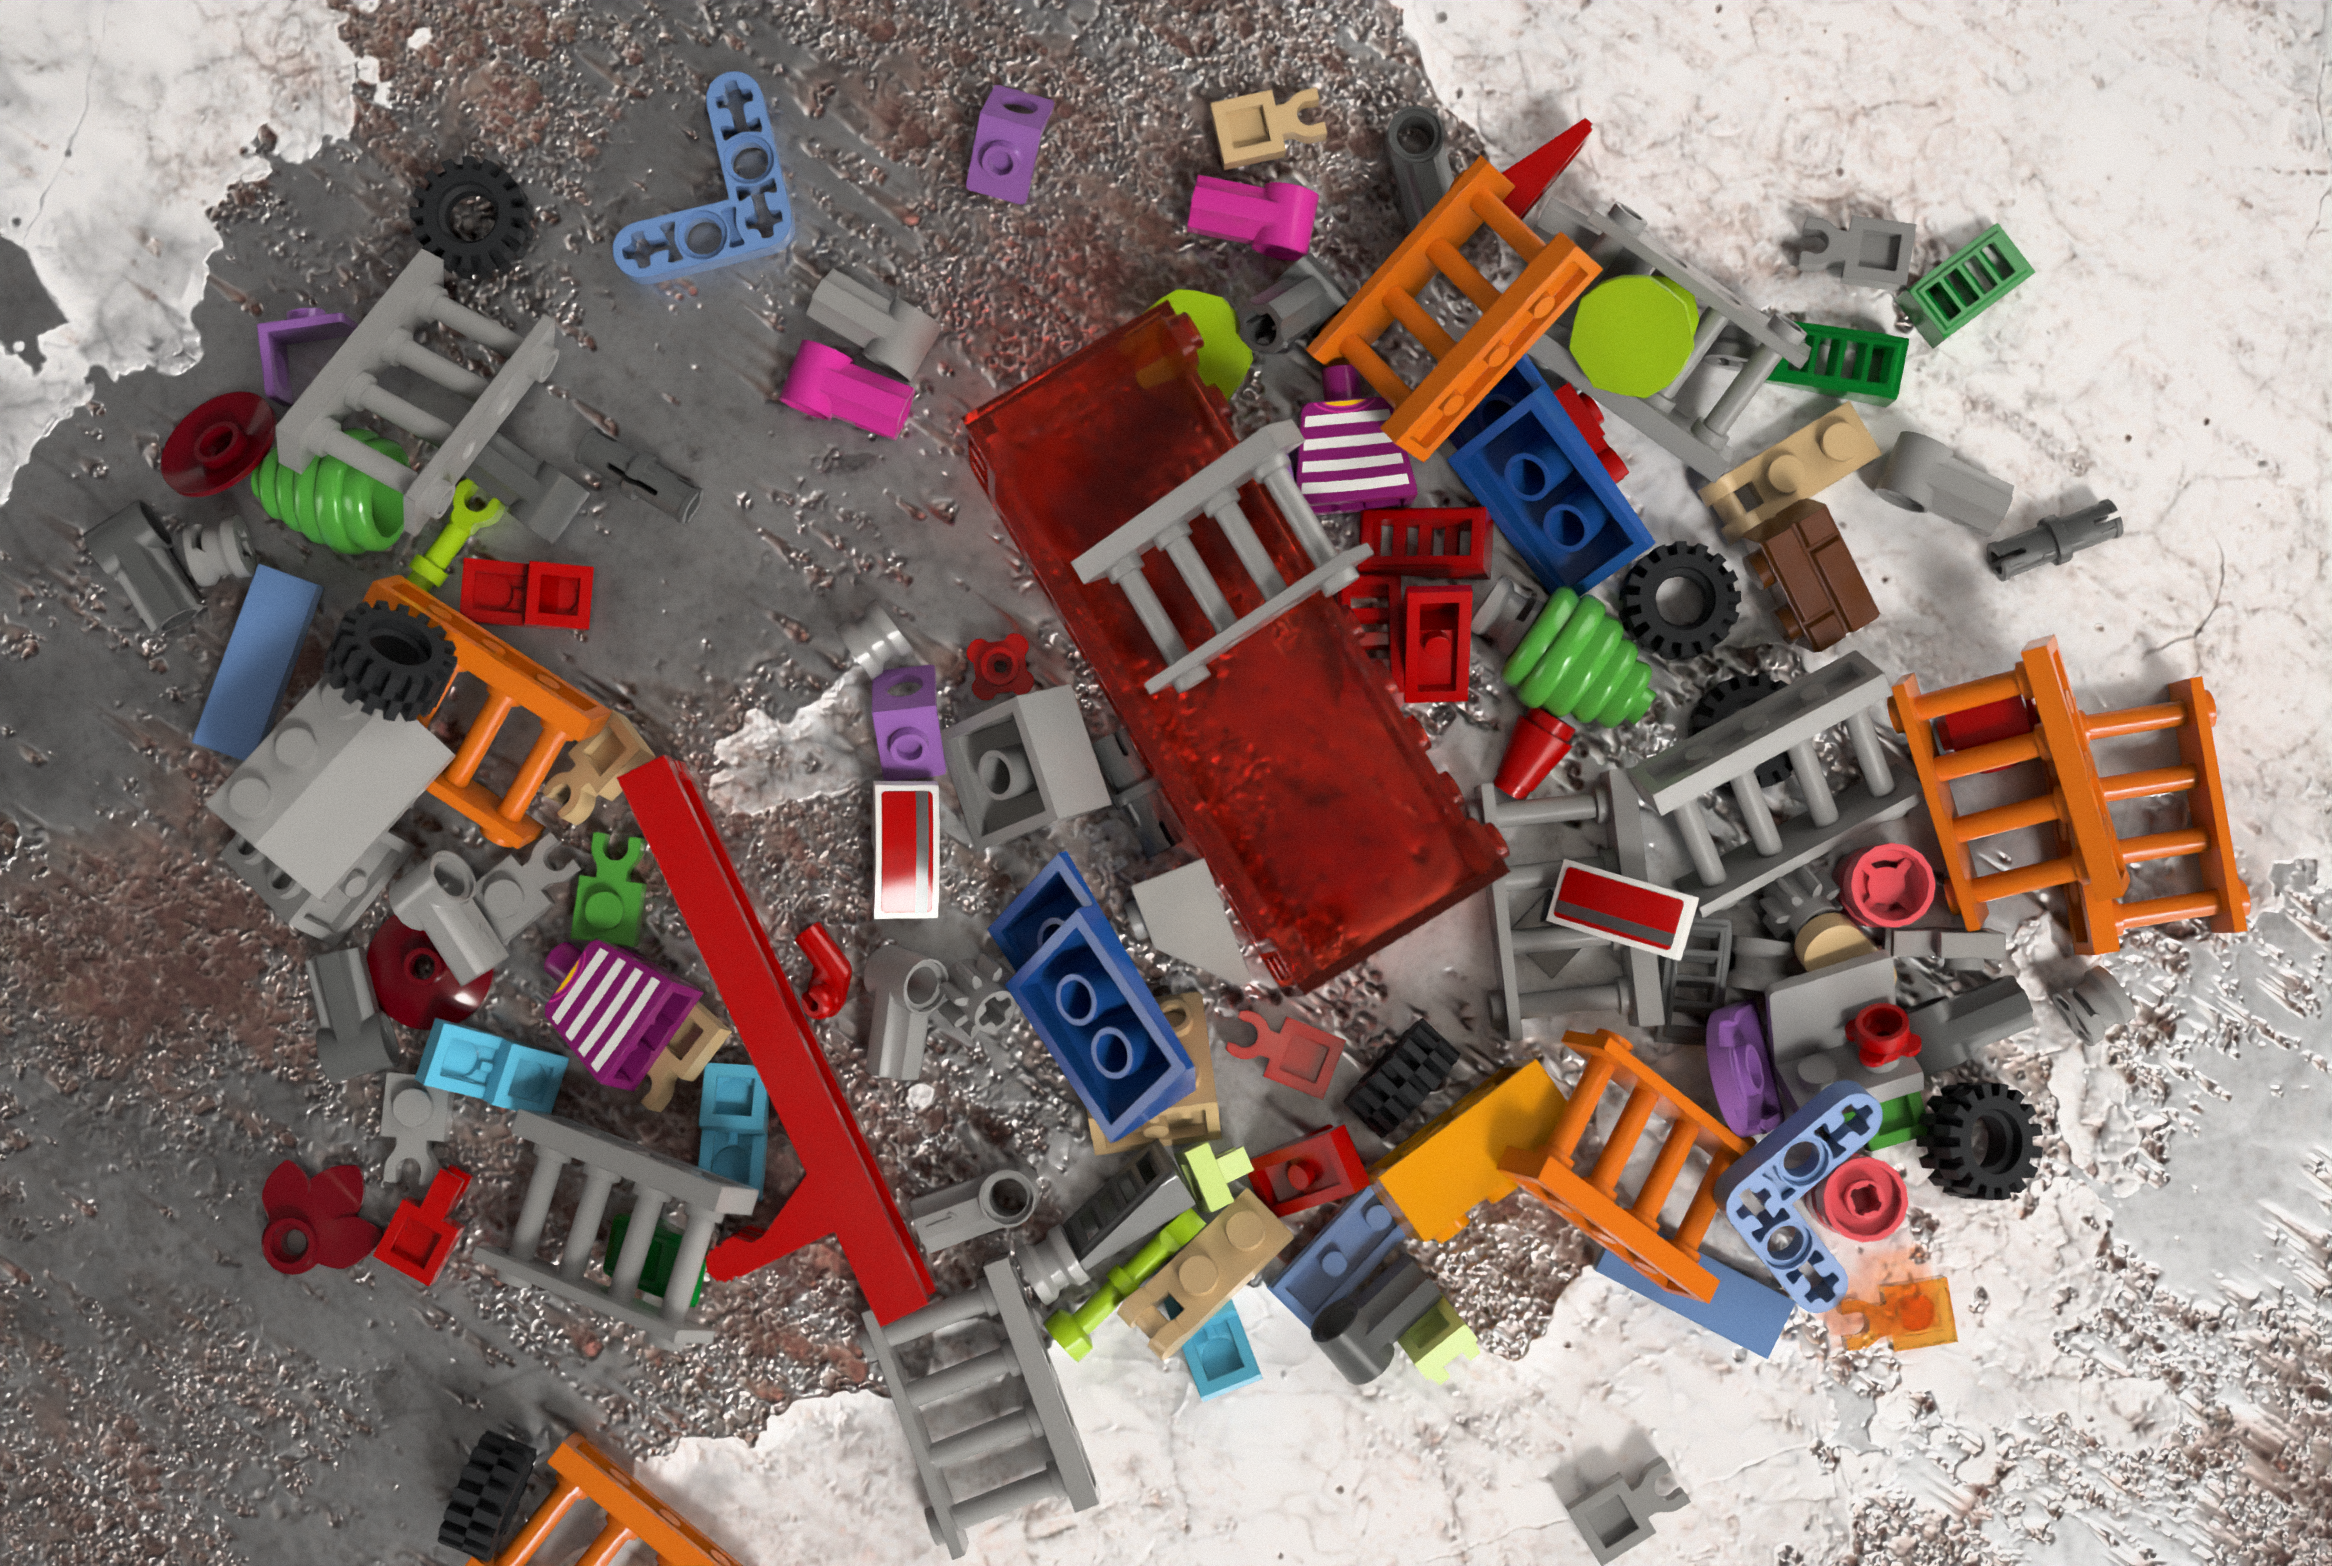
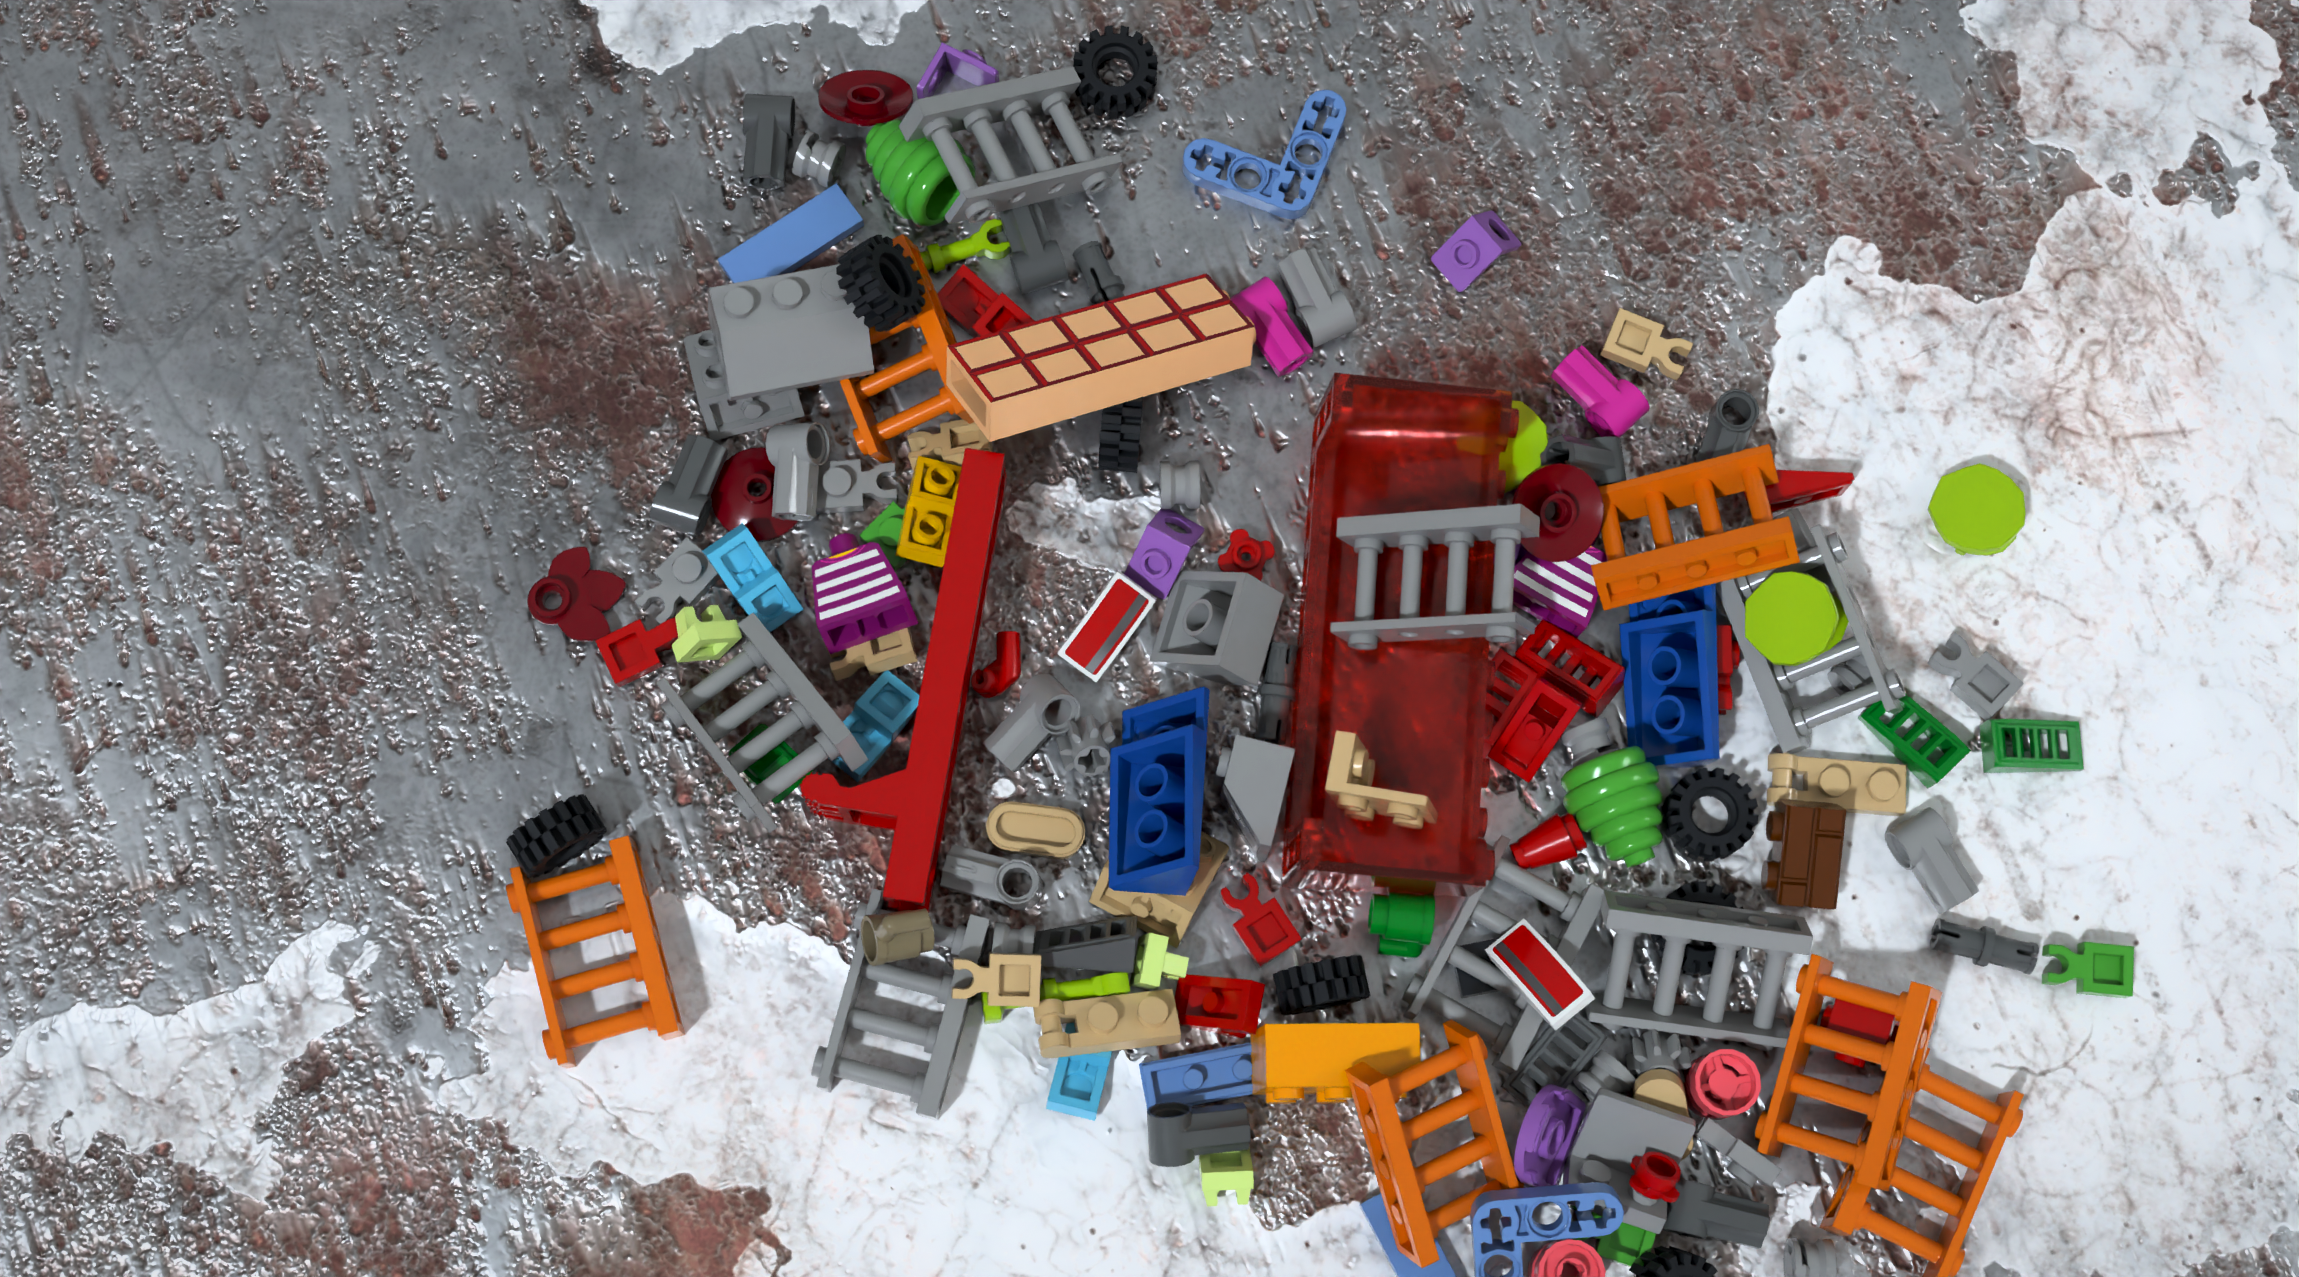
camera: 30 degrees right, 10 degrees down
(489, 1173) = (704, 639): none -> yellowish green tile
(625, 863) = (929, 512): none -> yellow slope
(687, 569) = (1098, 356): none -> light nougat brick
(766, 624) = (1120, 436): none -> black tyre
(924, 1349) = (896, 936): none -> dark tan piece
(986, 1119) = (1035, 830): none -> tan tile
(1072, 1310) = (1007, 979): none -> tan plate
(1276, 834) = (1350, 788): none -> tan bracket
(1325, 381) = (1576, 515): none -> dark red dish
(1439, 952) = (1401, 922): none -> green piece
(1743, 62) = (1977, 510): none -> lime hat
(2184, 482) = (2096, 968): none -> bright green plate

